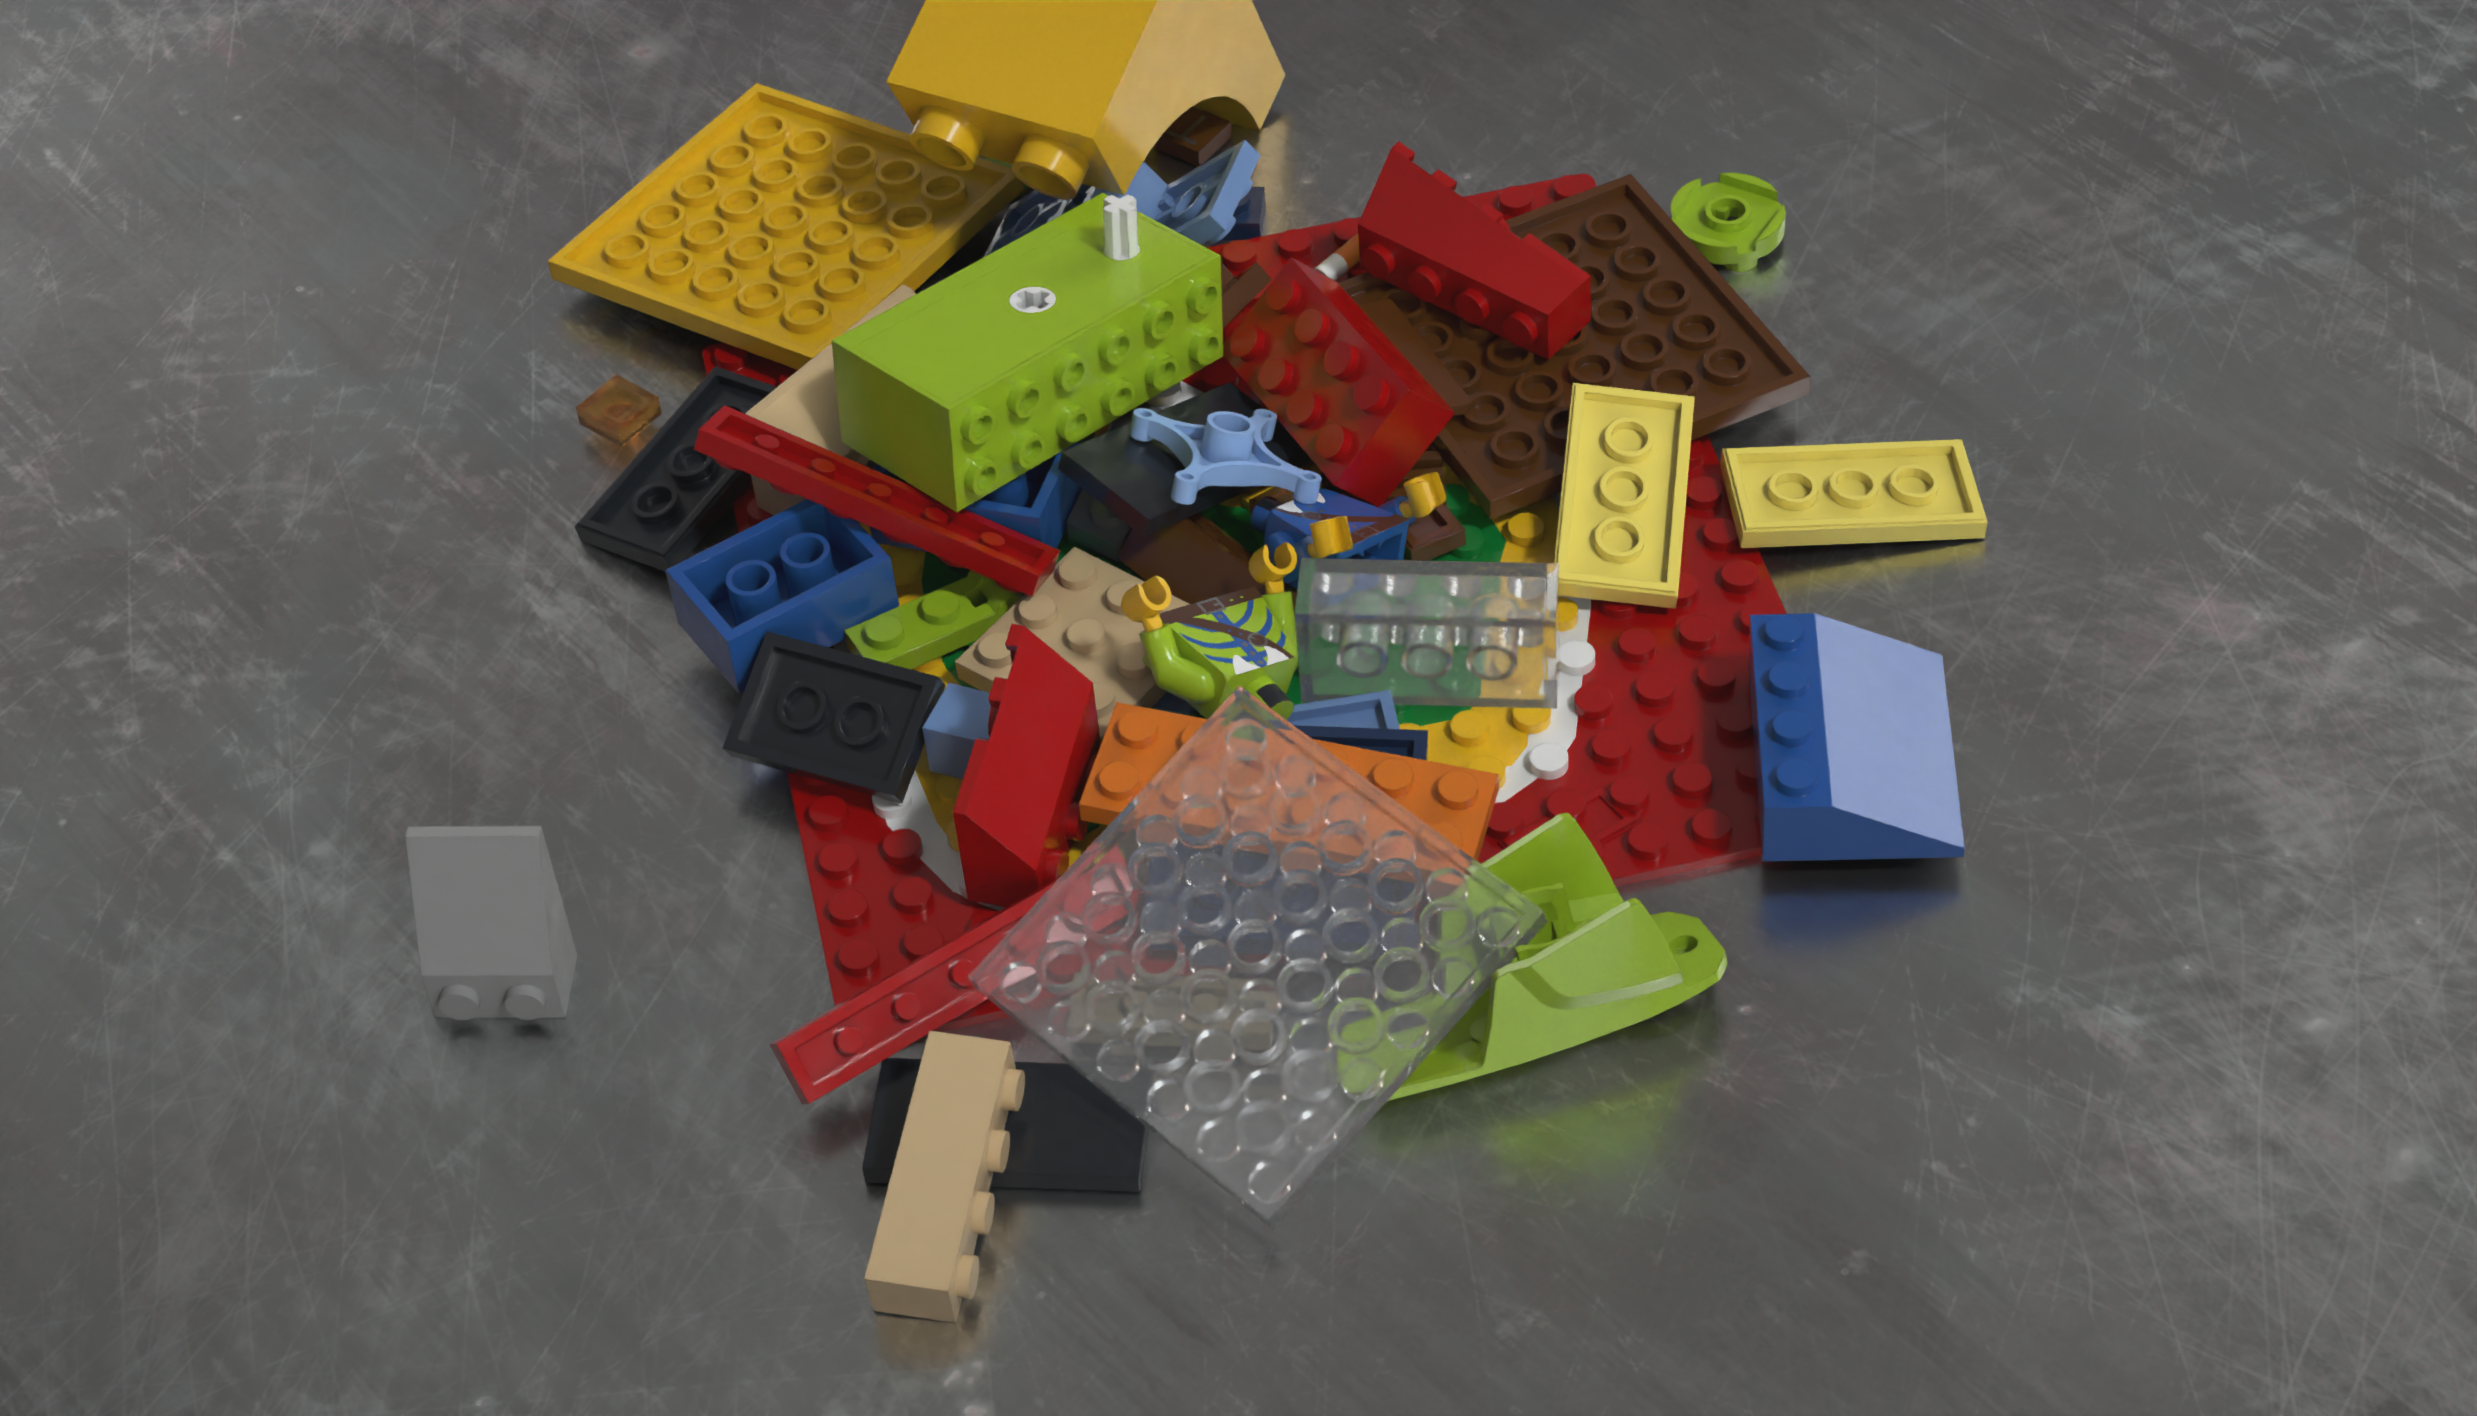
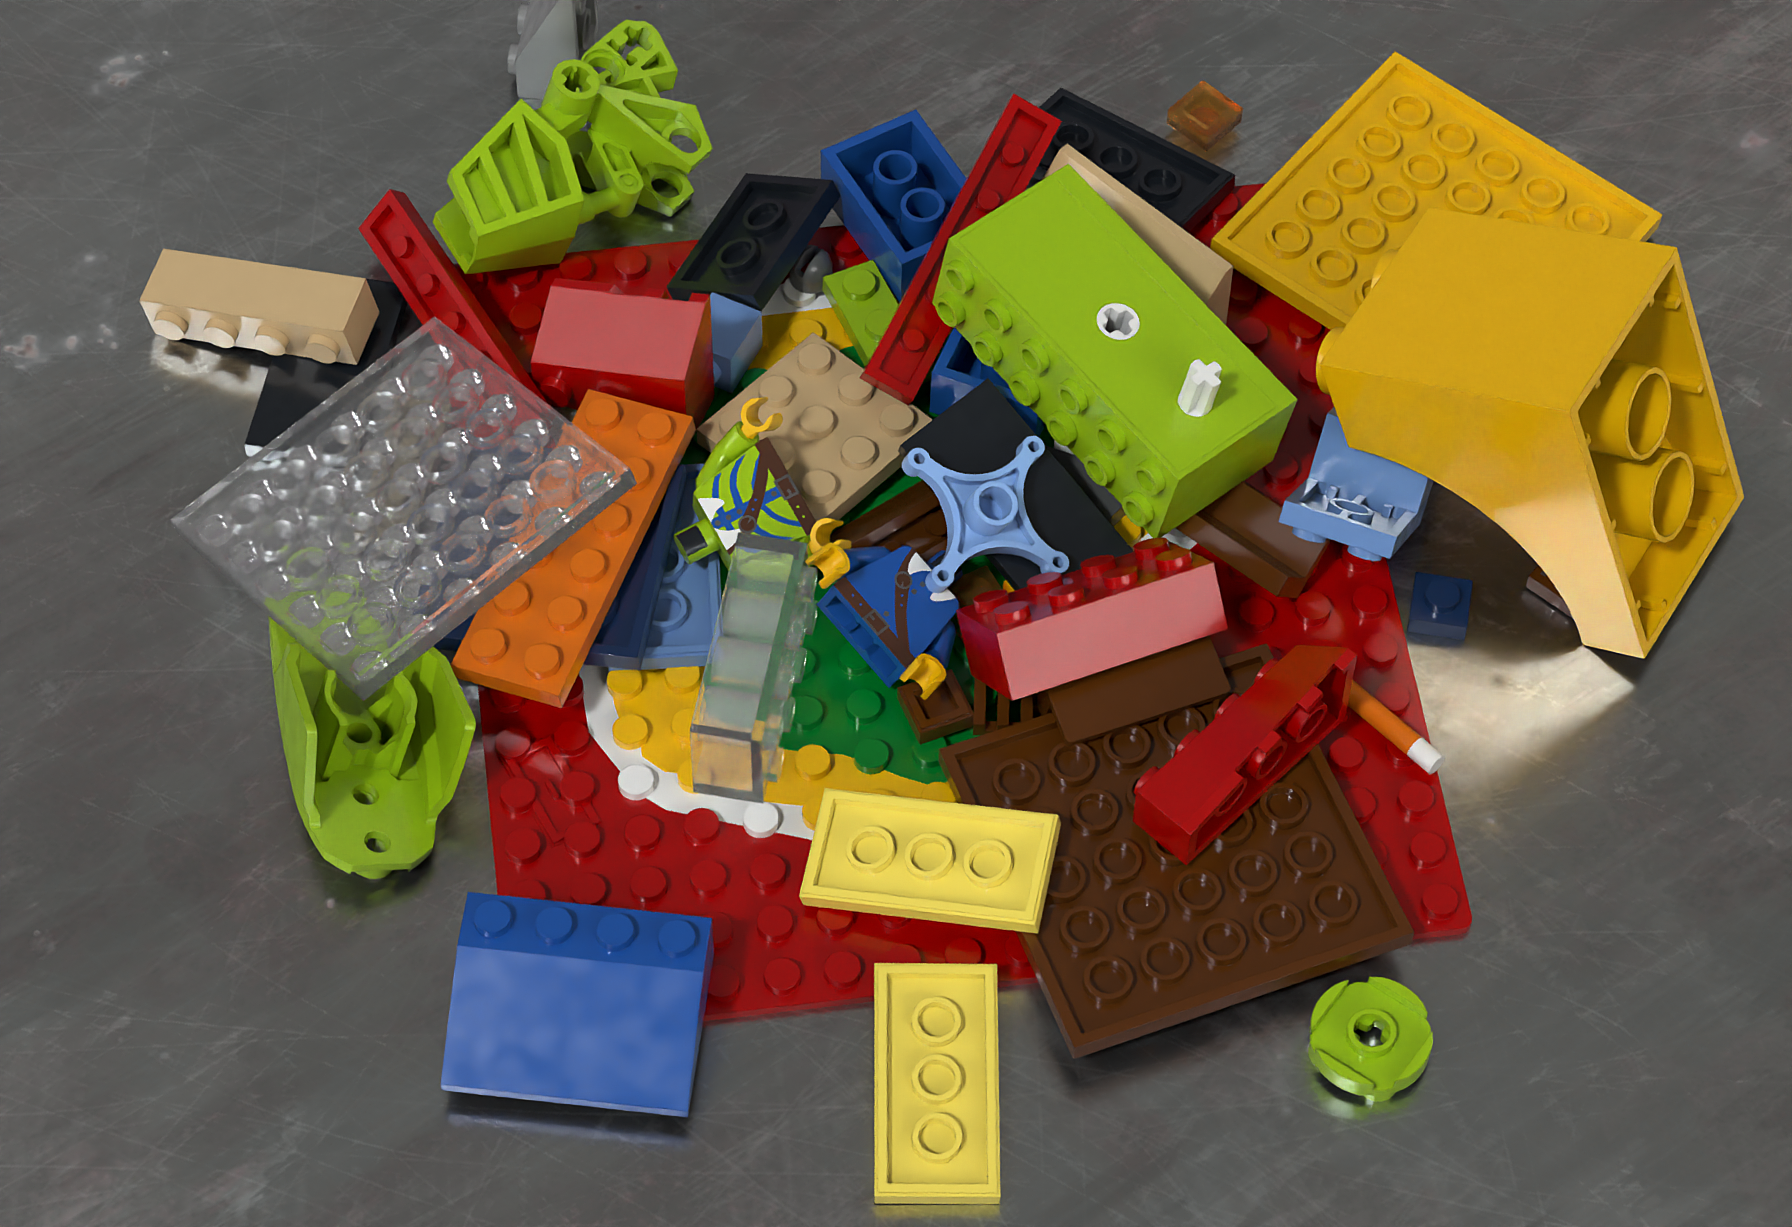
camera: 90 degrees right, 10 degrees up
(819, 893) = (522, 181): none -> lime piece

